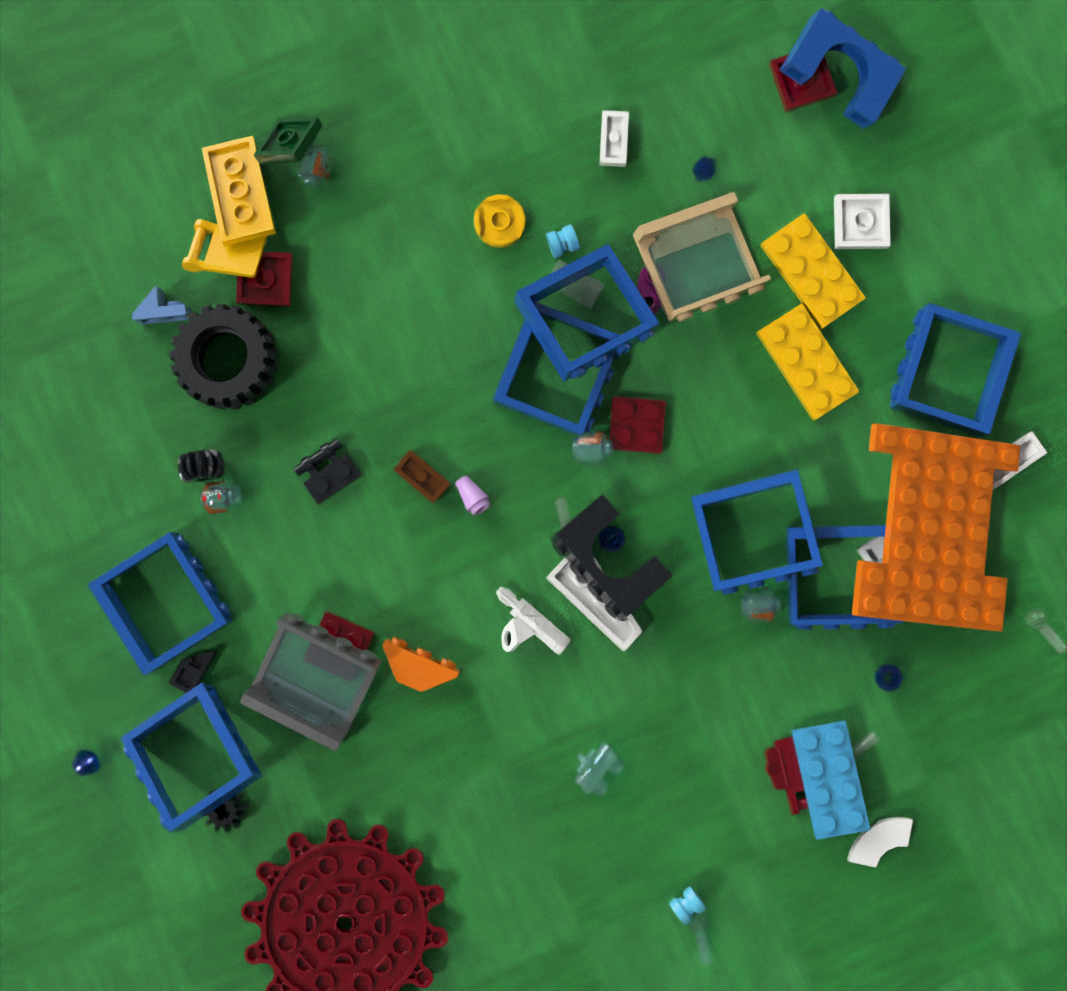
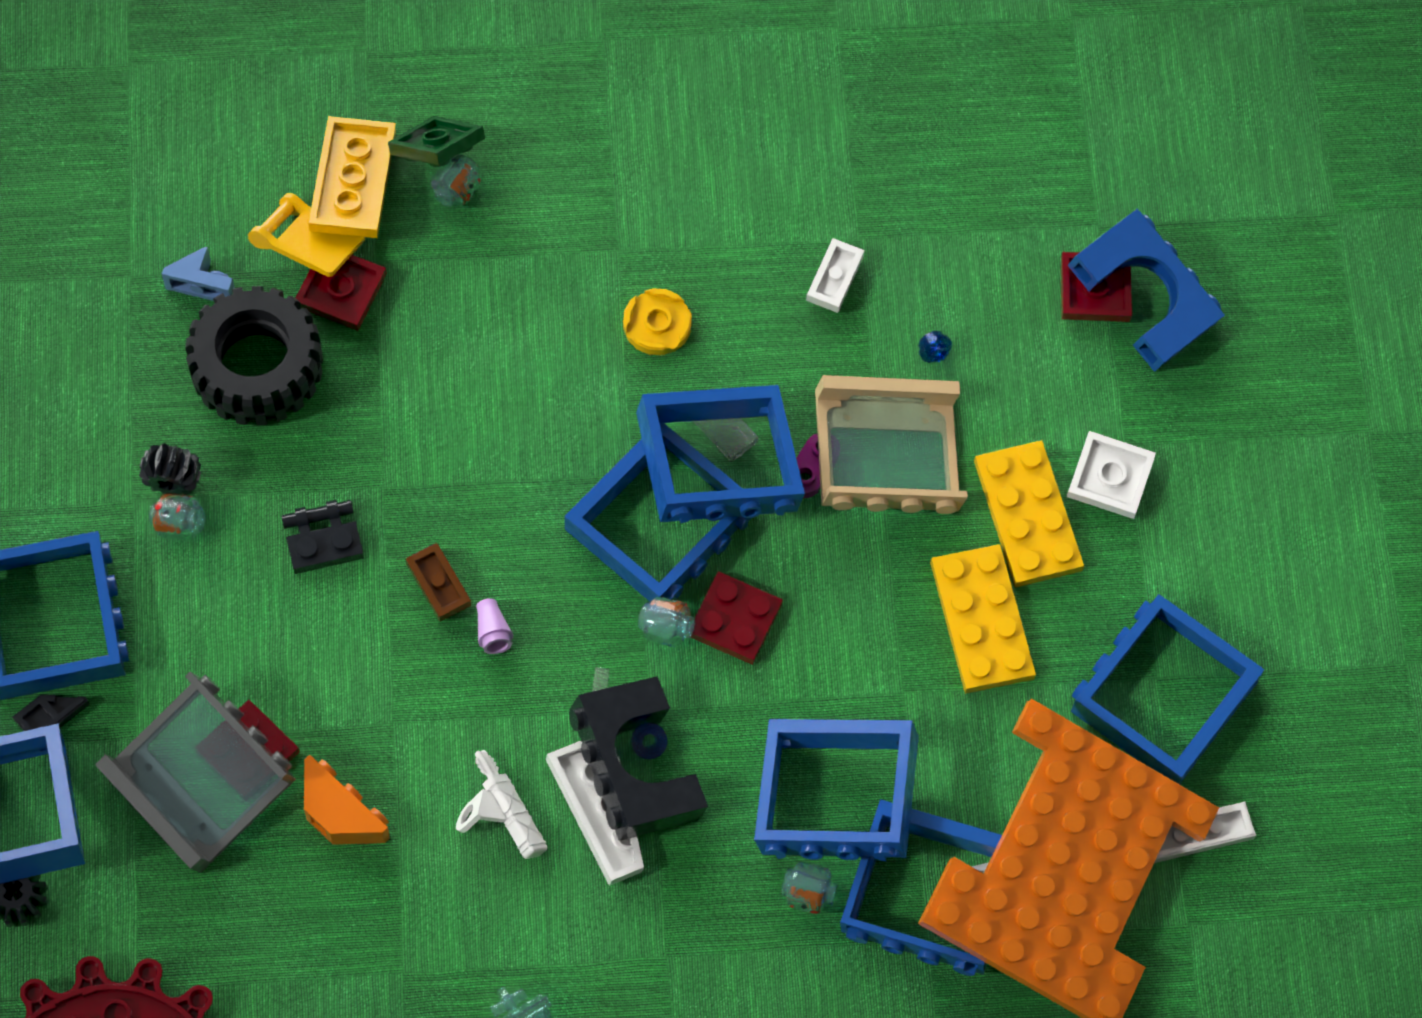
camera: 15 degrees right, 20 degrees down
(562, 241) = (717, 369): medium azure wheel -> none

